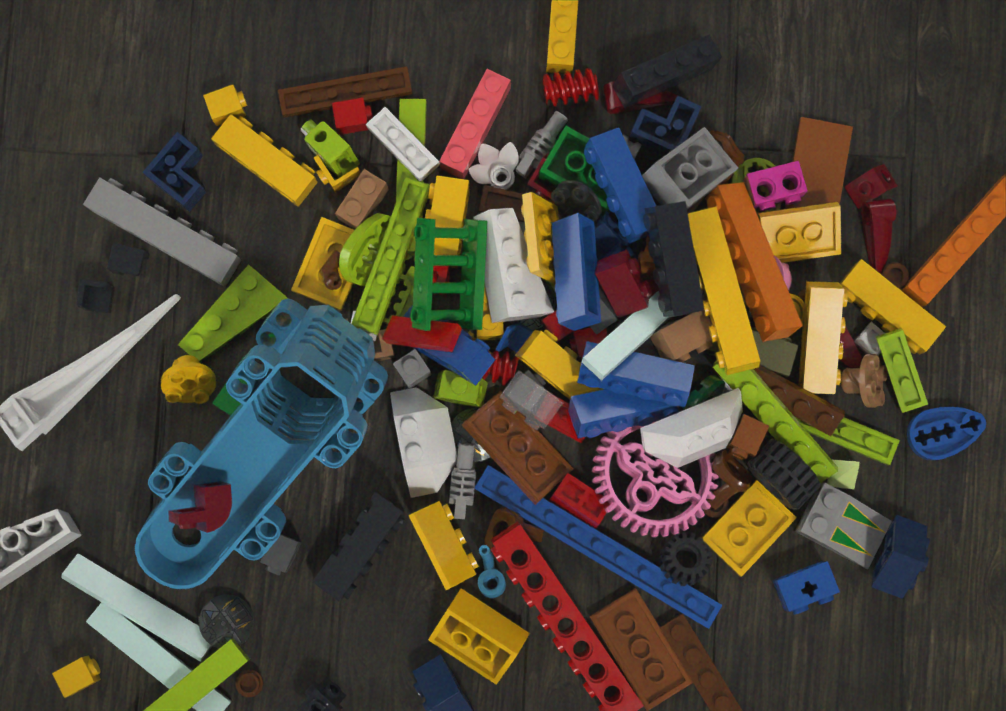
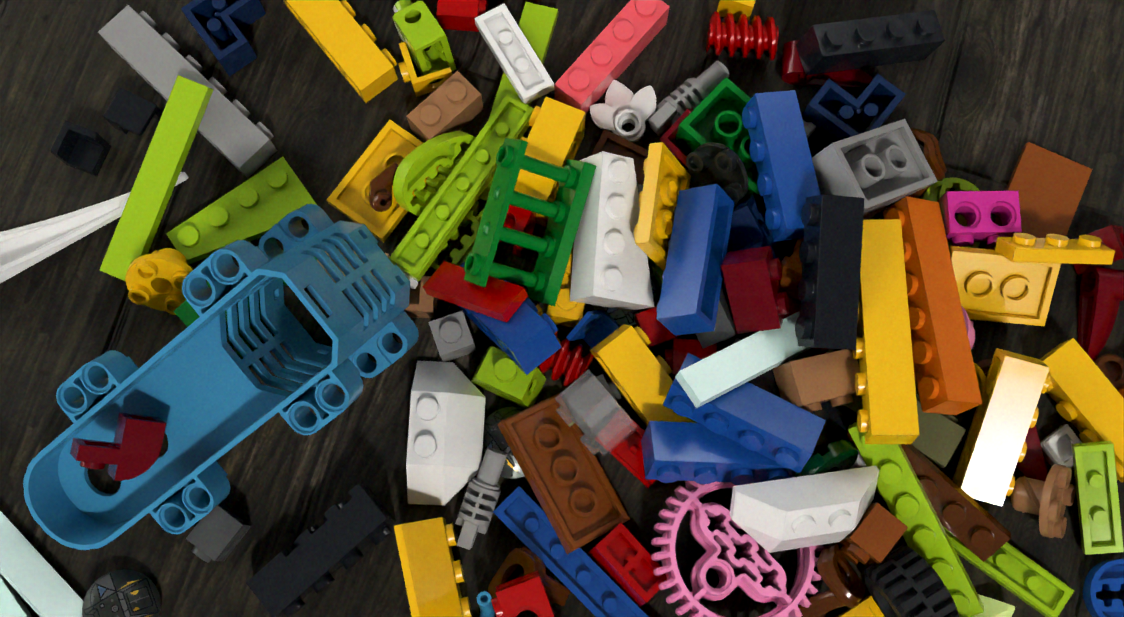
camera: 15 degrees right, 5 degrees down
(160, 305) = (157, 176): none -> lime tile
(833, 198) = (1054, 249): none -> yellow plate

